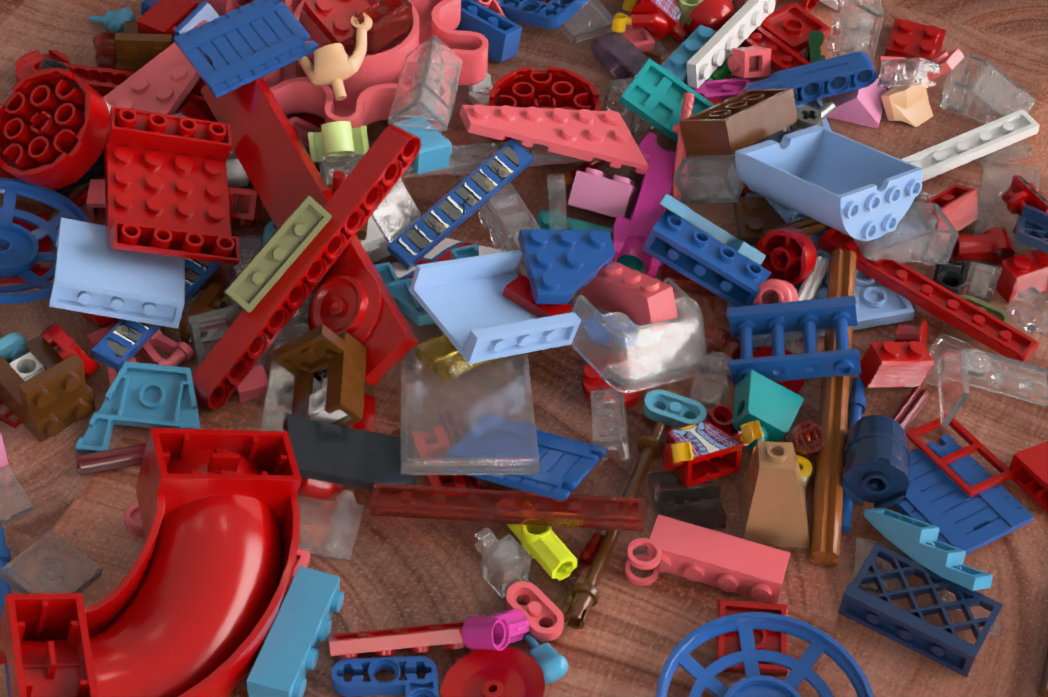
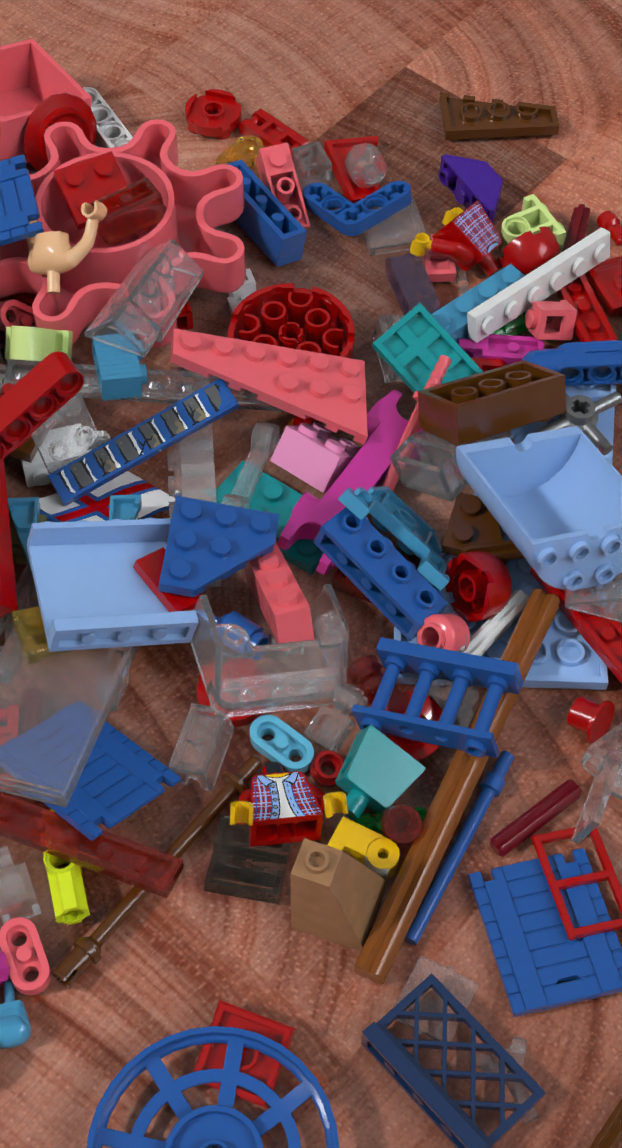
camera: 20 degrees right, 10 degrees up
(590, 550) = (115, 897): red piece -> none
(709, 559) = (240, 941): coral hinge -> none
(876, 461) = (471, 871): dark blue piece -> none
(895, 364) = (551, 749): red brick -> none
(920, 543) = (483, 988): dark azure slope -> none

